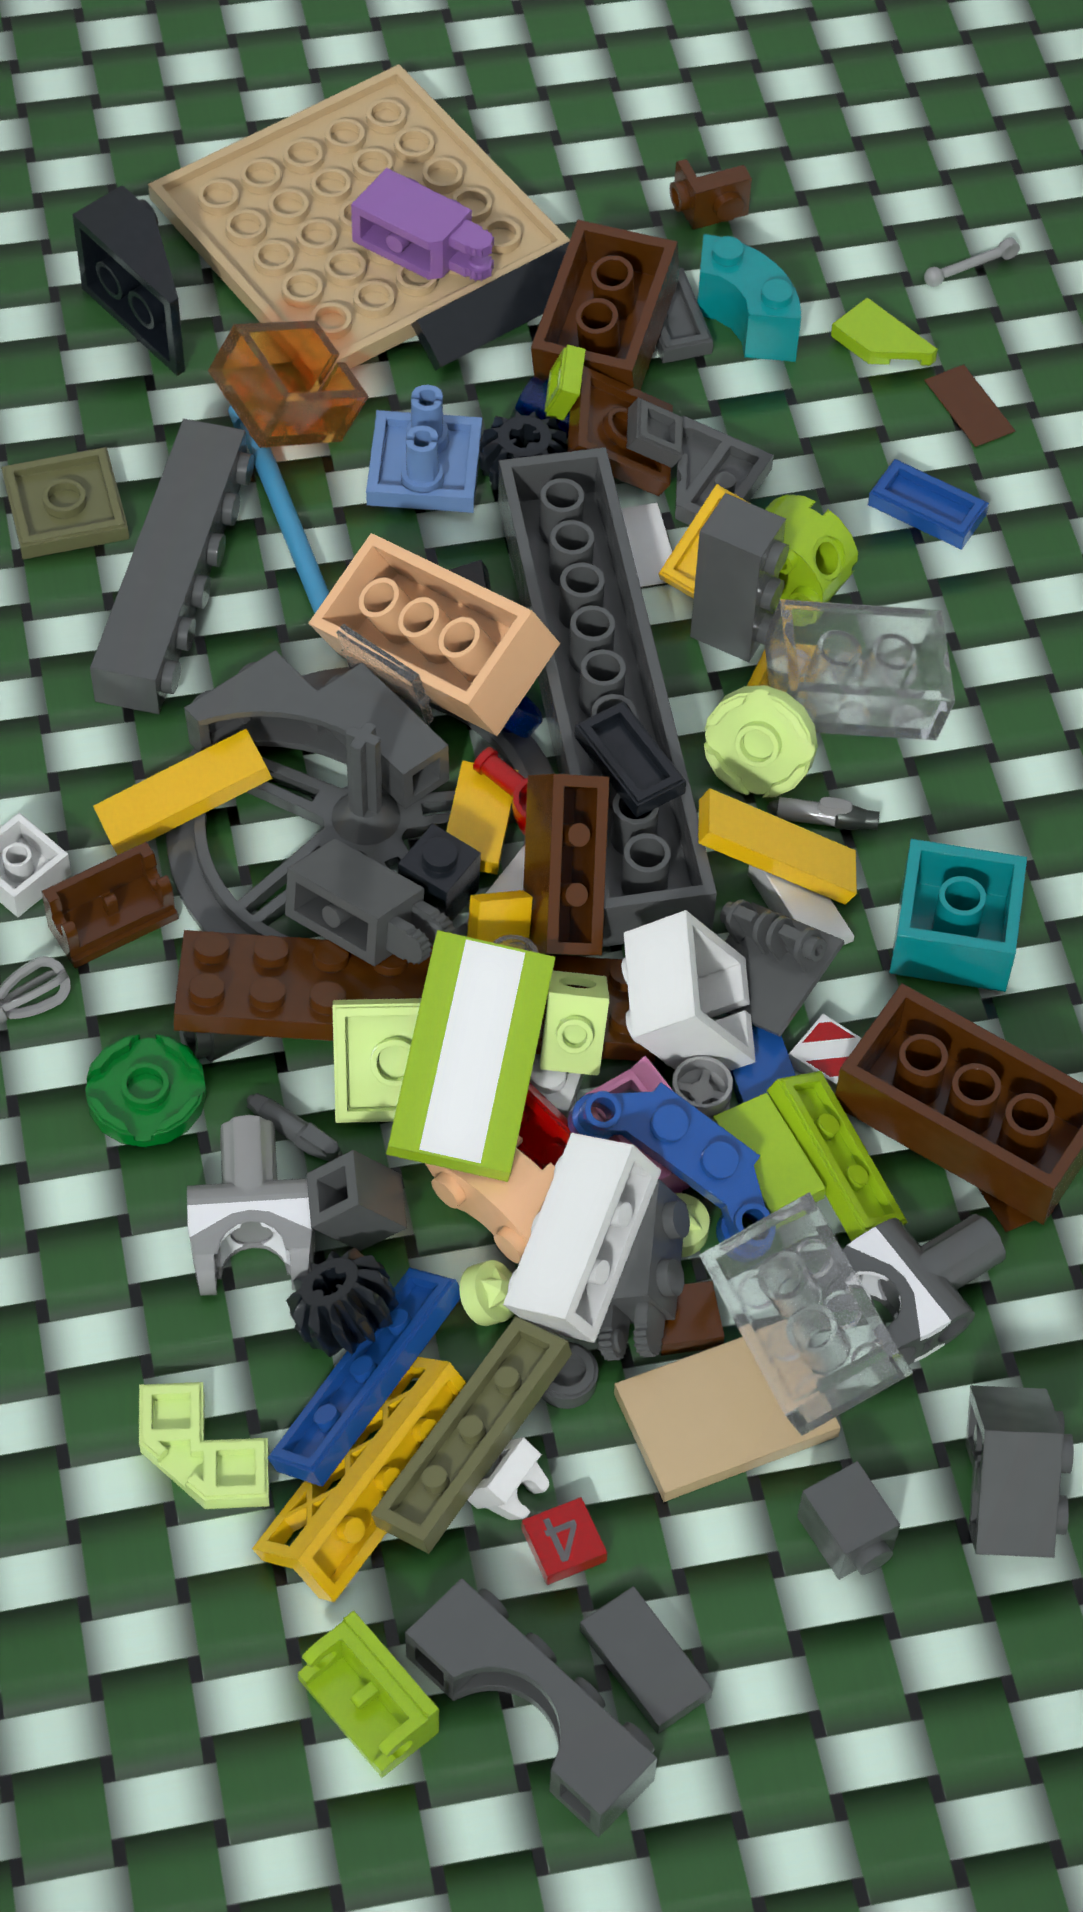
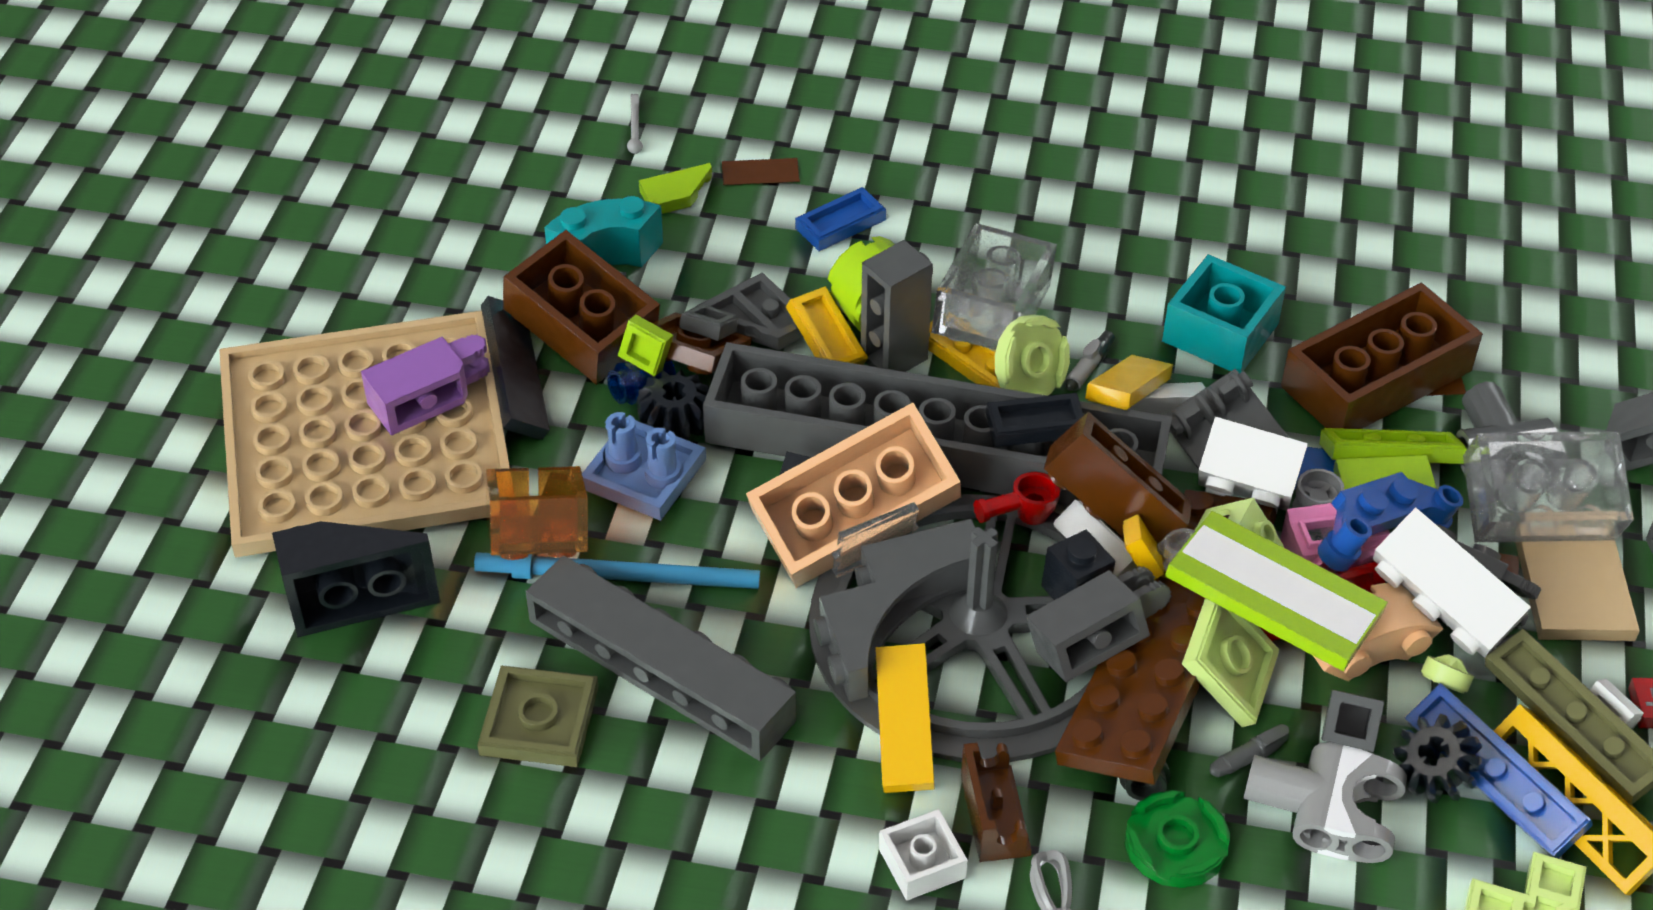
camera: 65 degrees left, 10 degrees down
(480, 816) = (1022, 540): yellow tile -> none
(712, 196) = (484, 231): reddish brown bracket -> none
(824, 1049) = (1300, 423): white tile -> none

